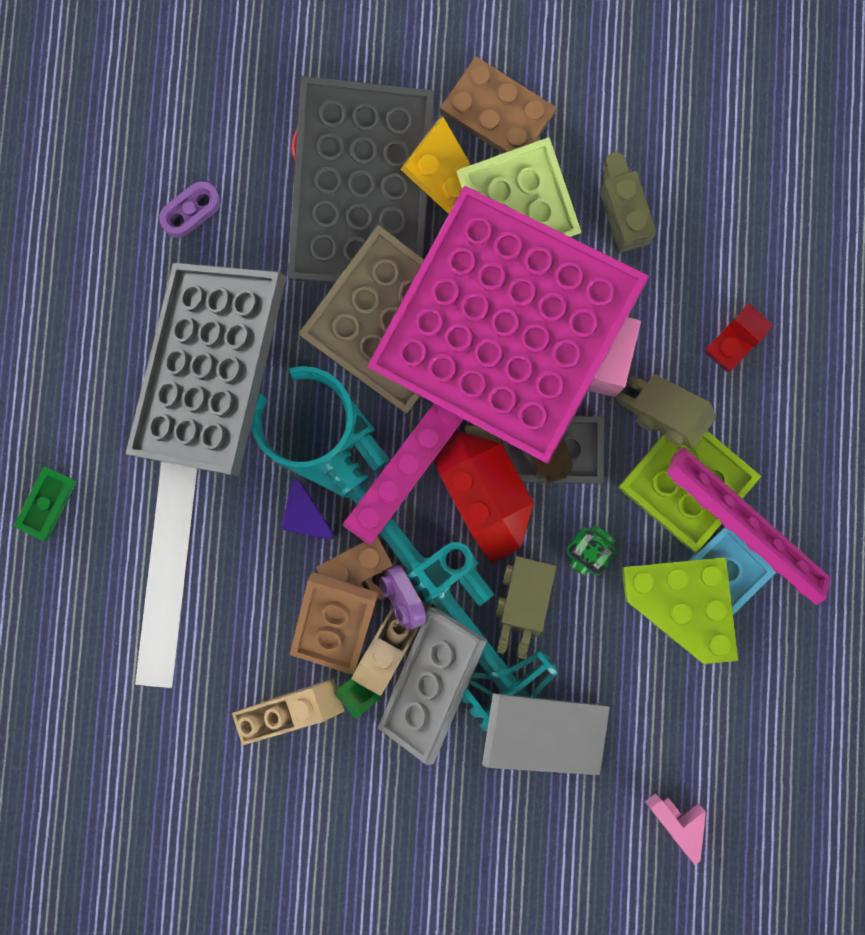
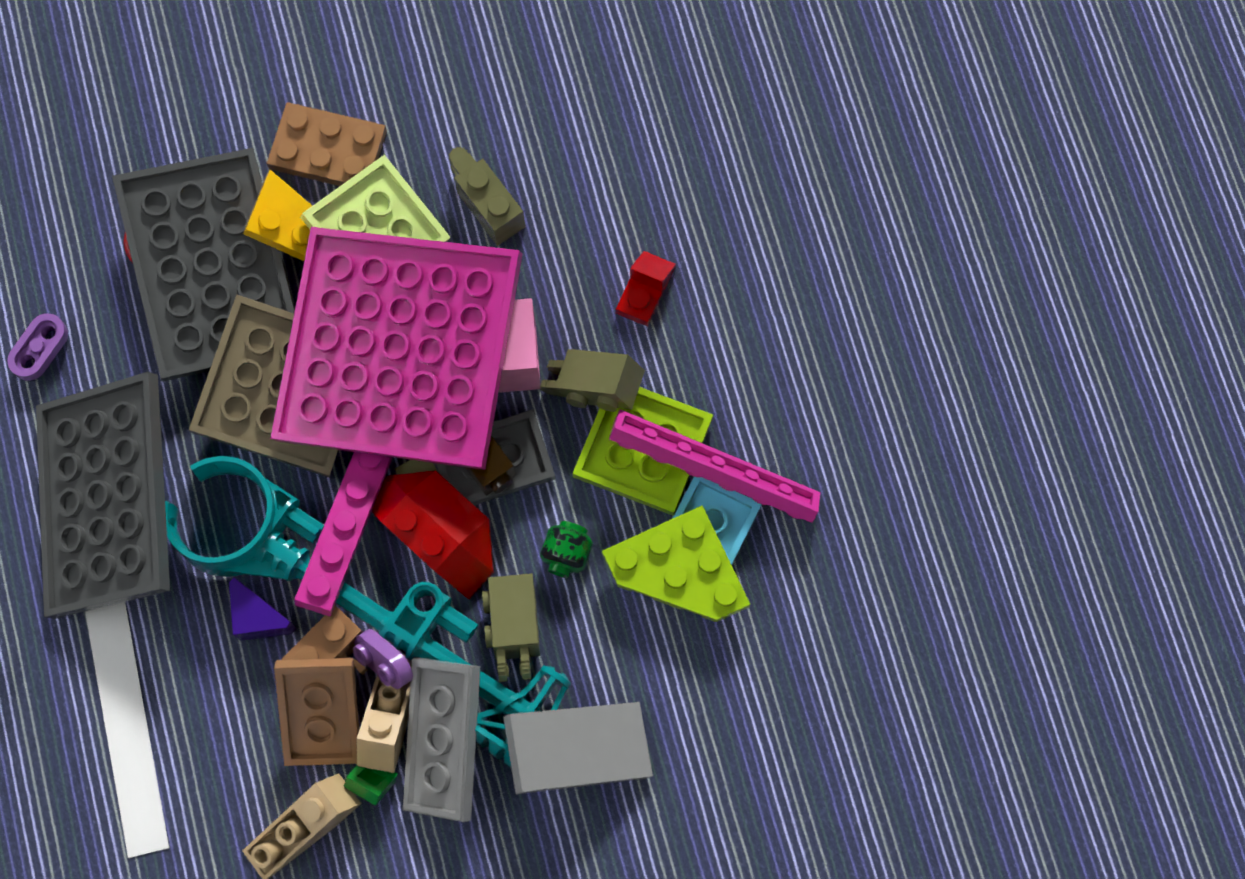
camera: 20 degrees left, 10 degrees down
(685, 831) = (760, 805): bright pink slope -> none

